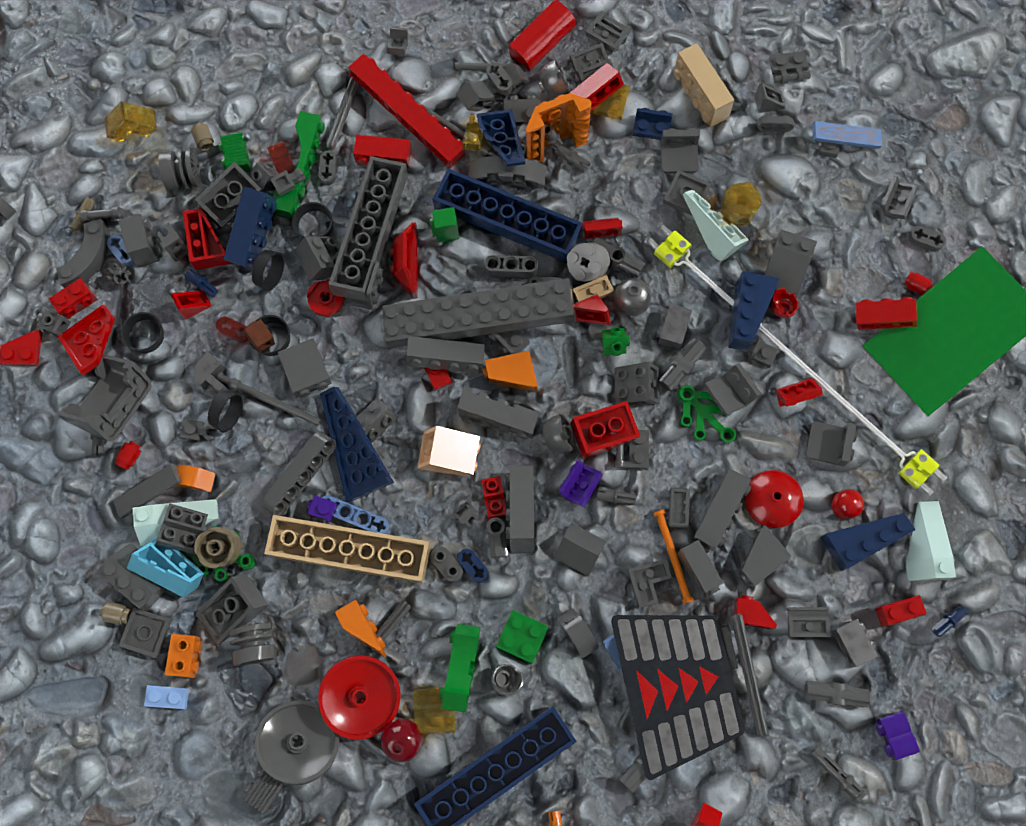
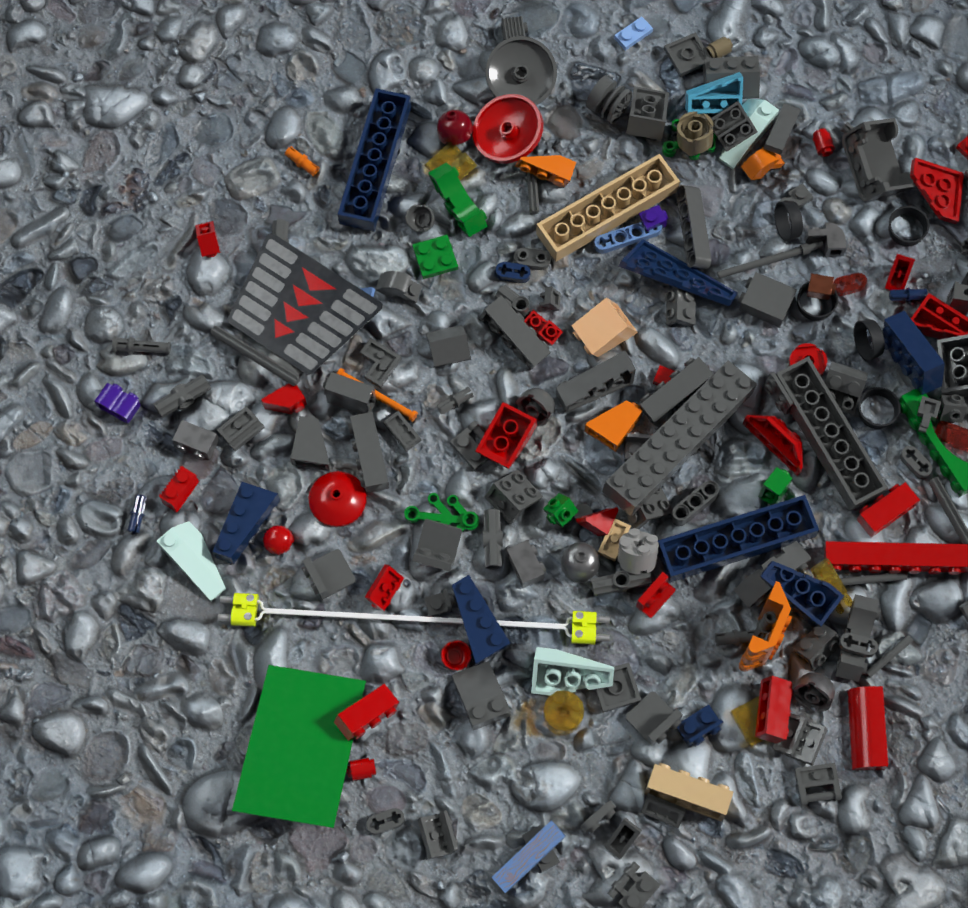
camera: 135 degrees right, 5 degrees down
(183, 656) = (648, 61): orange brick -> none
(580, 483) = (489, 386): dark purple bracket -> none

